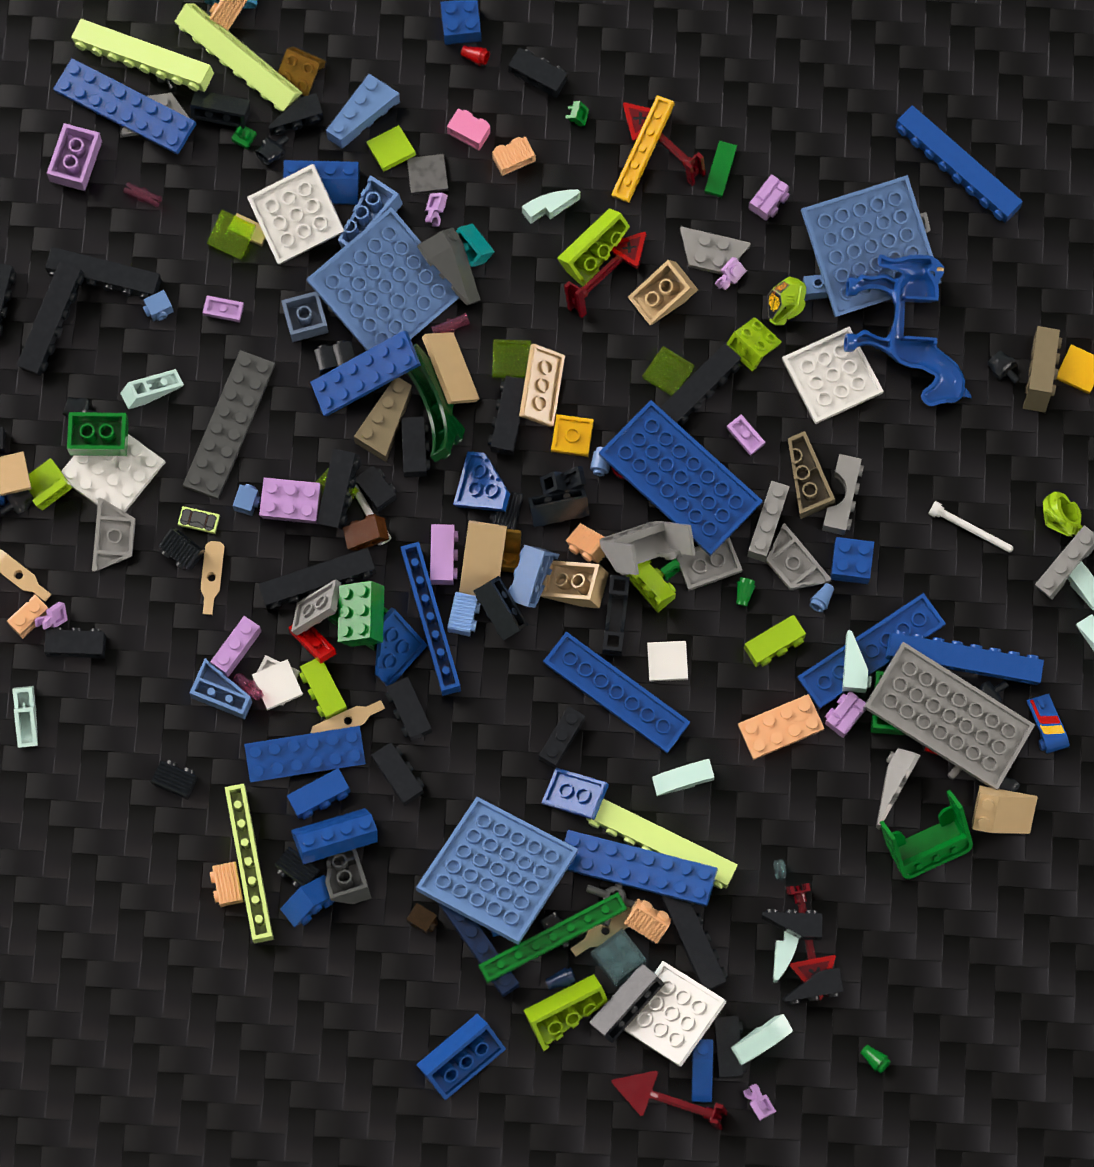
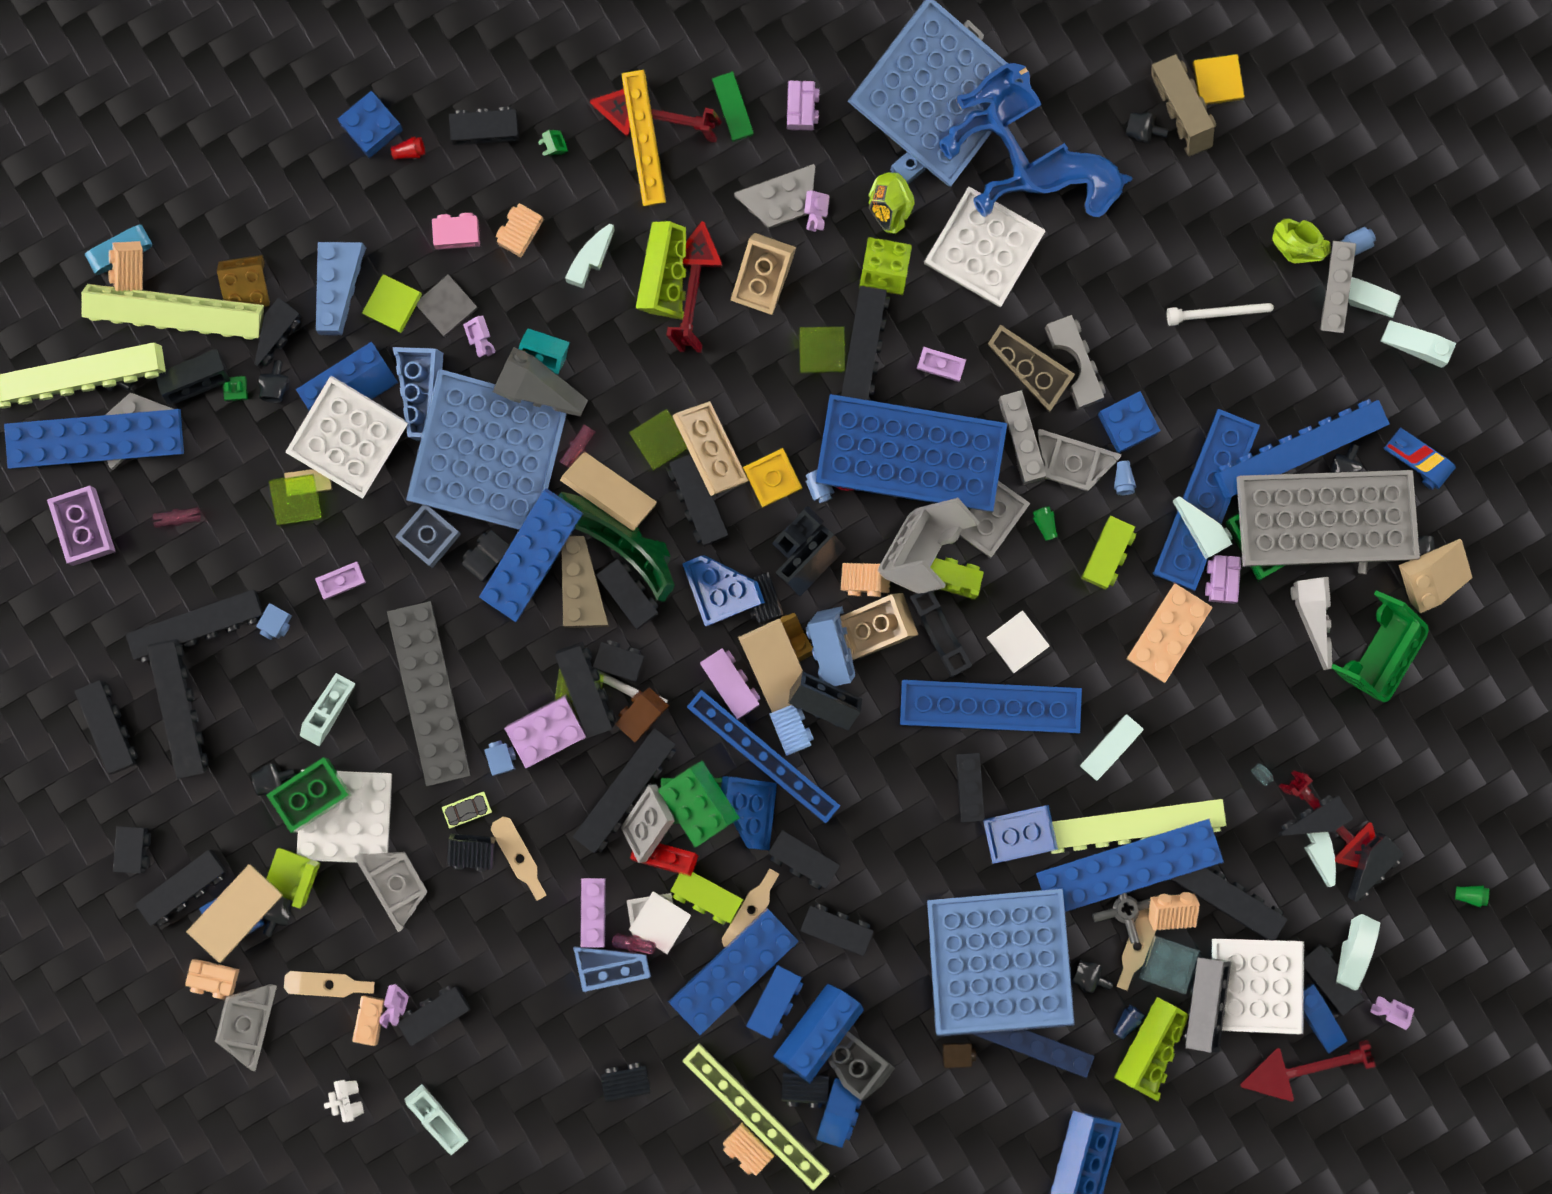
camera: 35 degrees left, 10 degrees up
(552, 937) = (1097, 991): green tile -> none
(670, 569) = (960, 549): green tile -> none

